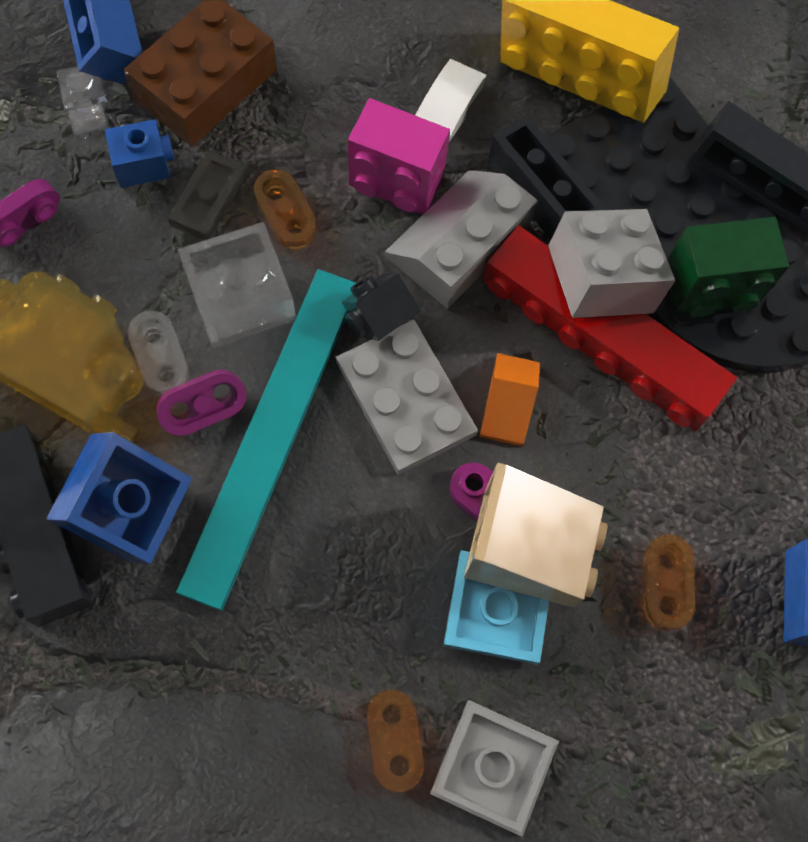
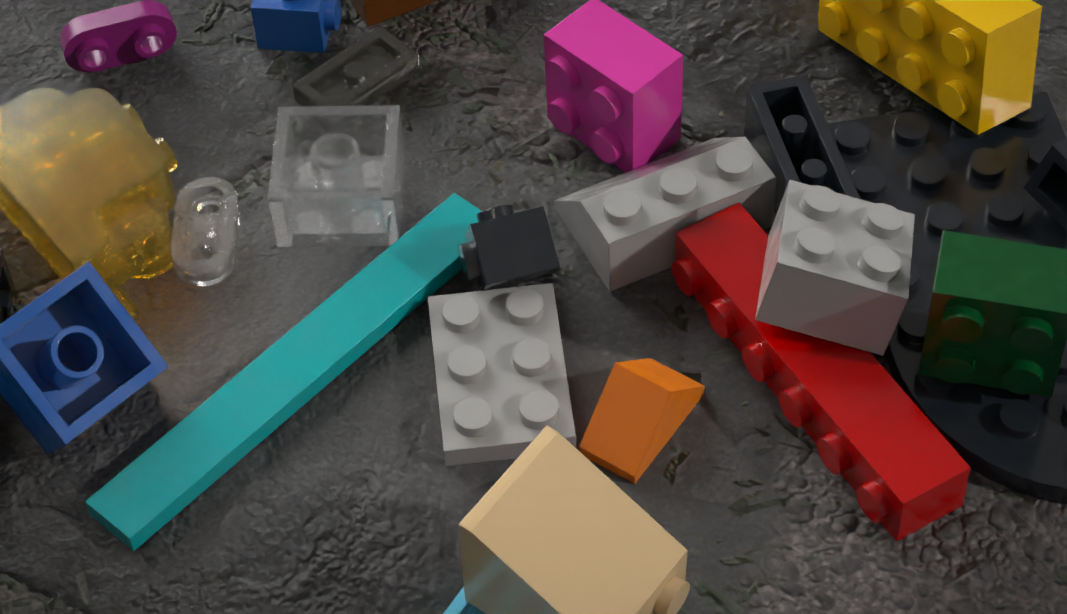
camera: 30 degrees right, 20 degrees down
(202, 405) = (229, 296): magenta plate -> none
(286, 212) = (446, 117): clear orange plate -> none
(451, 95) = (723, 47): white slope -> none

